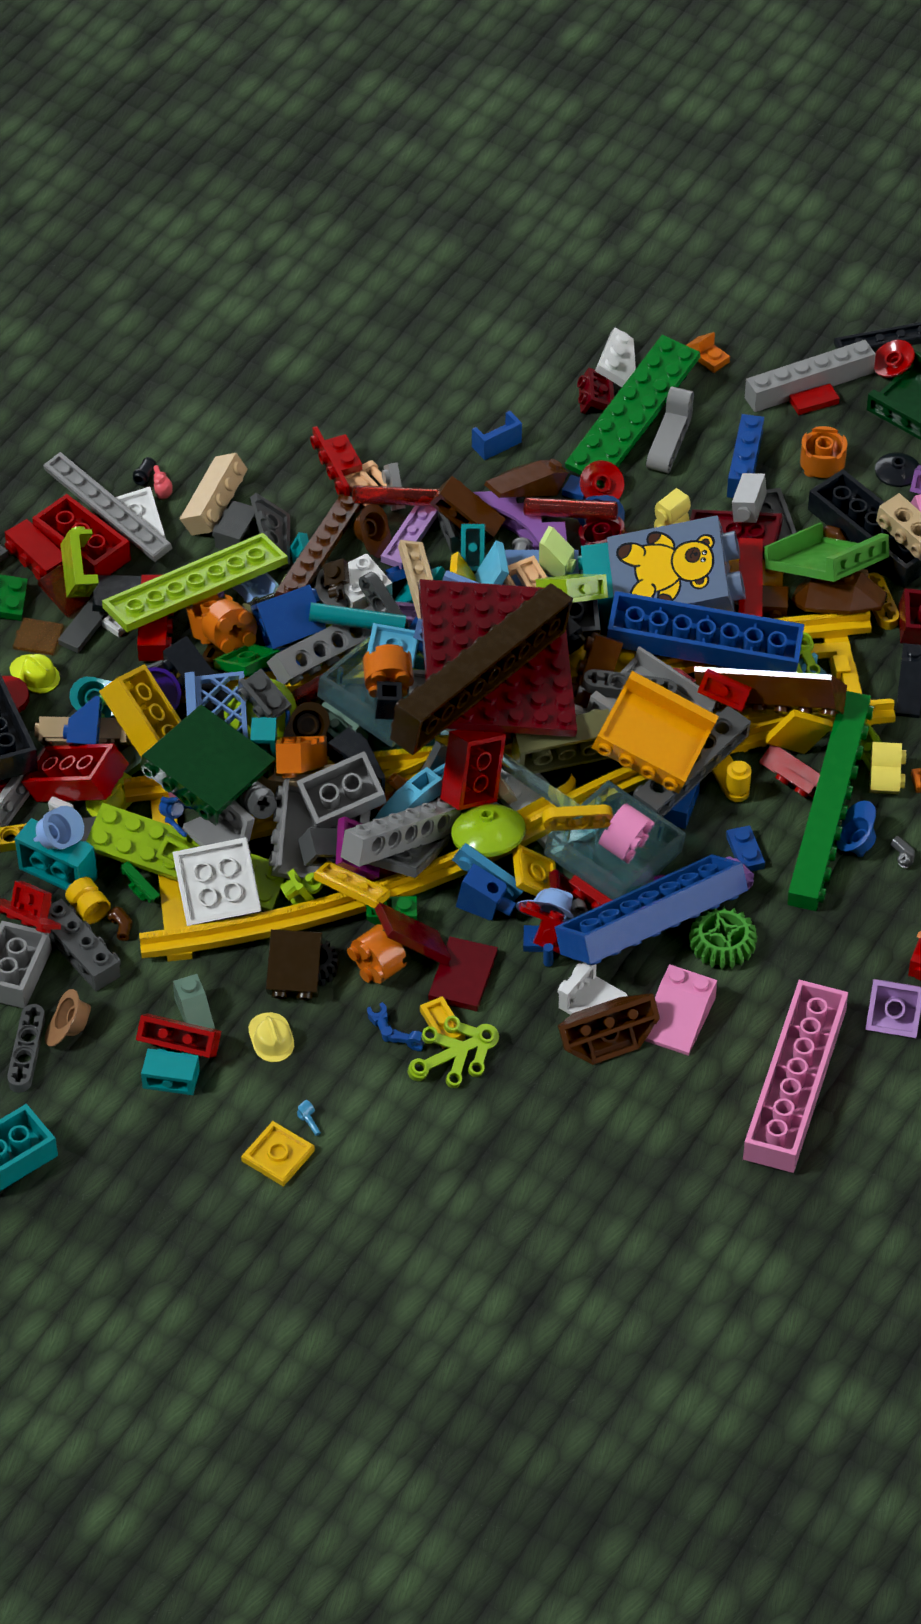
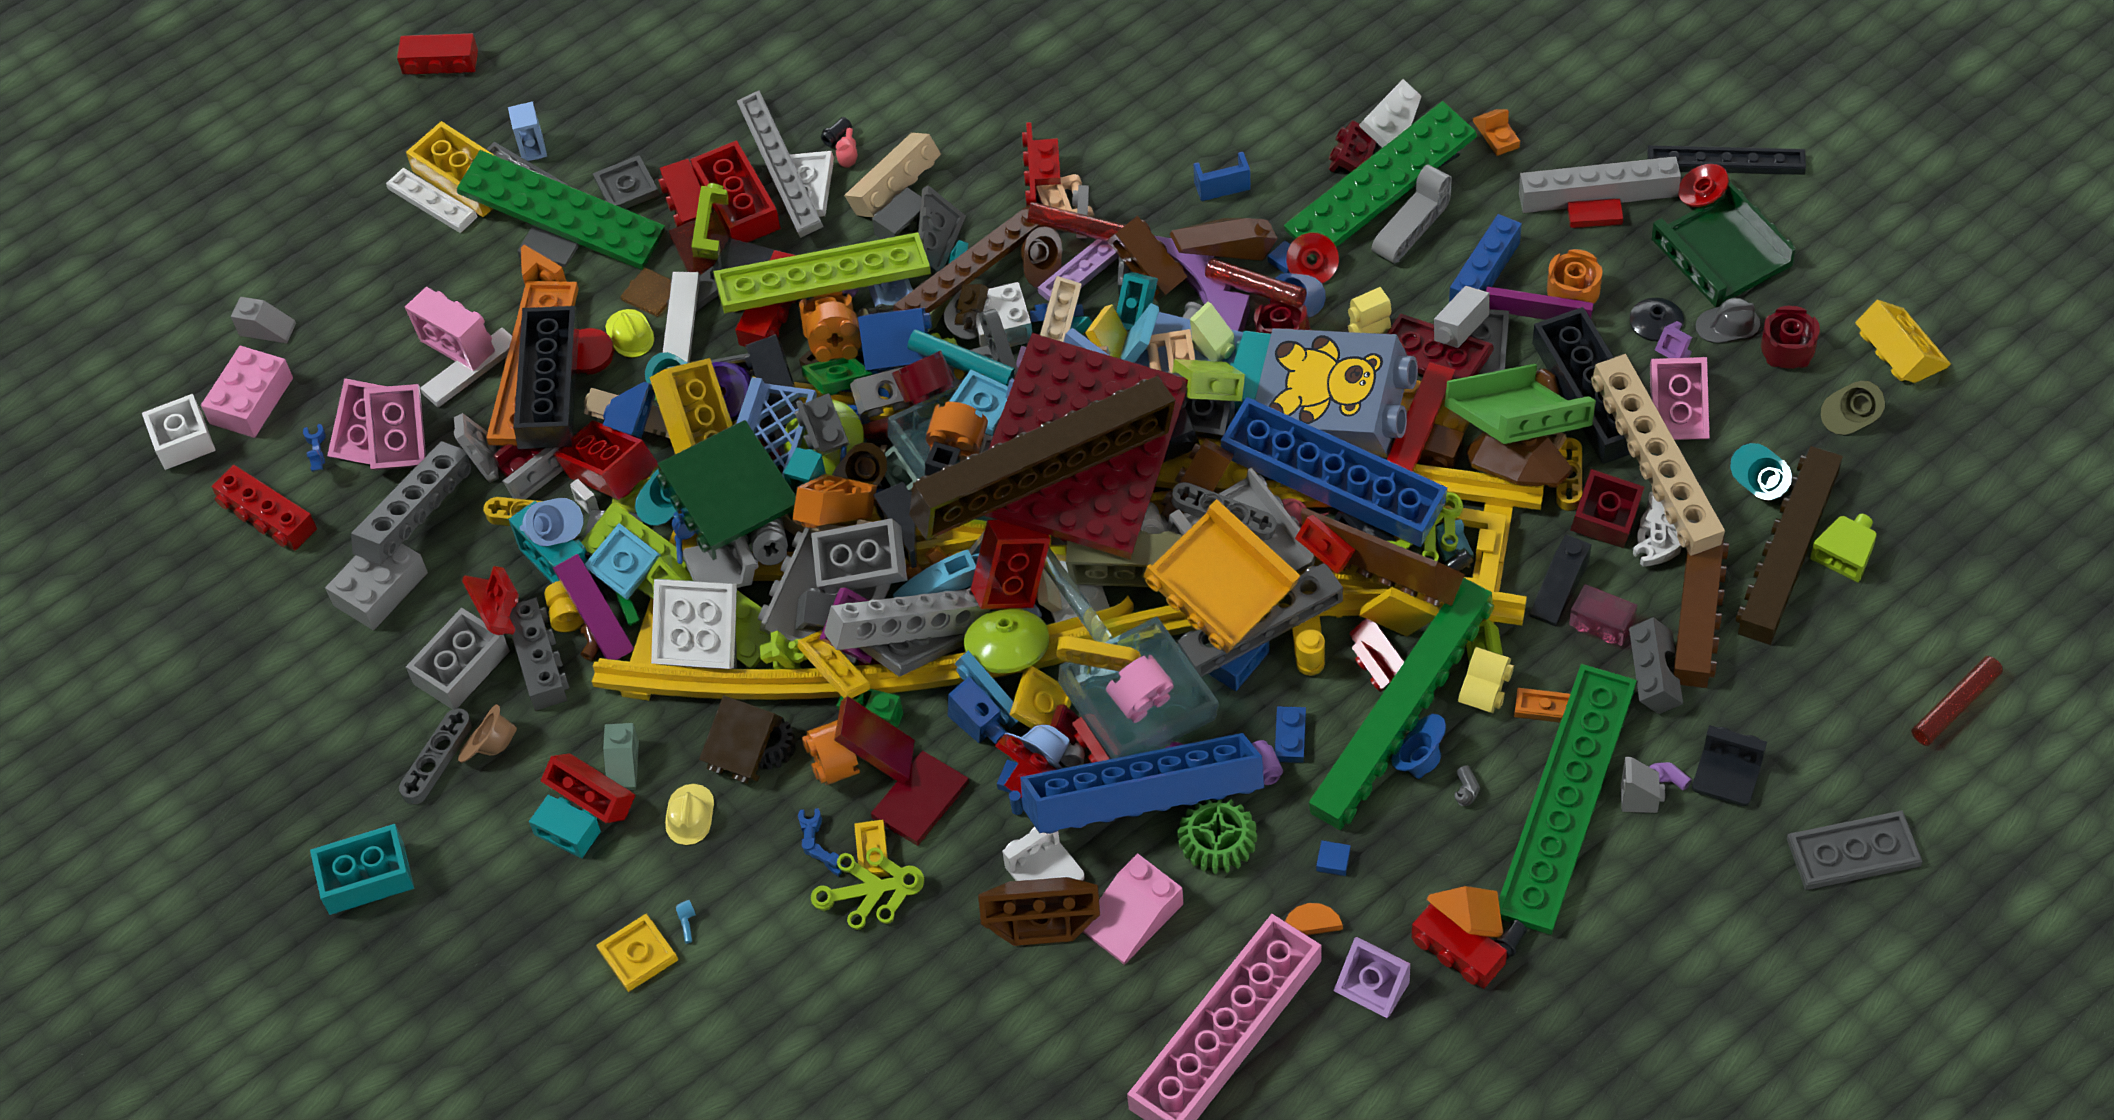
camera: 25 degrees right, 5 degrees up
(77, 644) = (681, 314): none -> white tile
(118, 893) = (593, 608): none -> magenta tile
(131, 848) = (622, 561): none -> medium azure tile
(139, 792) = (653, 503): none -> teal piece
(335, 639) = (924, 377): none -> dark red brick
(799, 478) = (1532, 304): none -> magenta tile
(821, 932) = (1333, 858): none -> blue tile
(830, 978) = (1314, 919): none -> orange tile

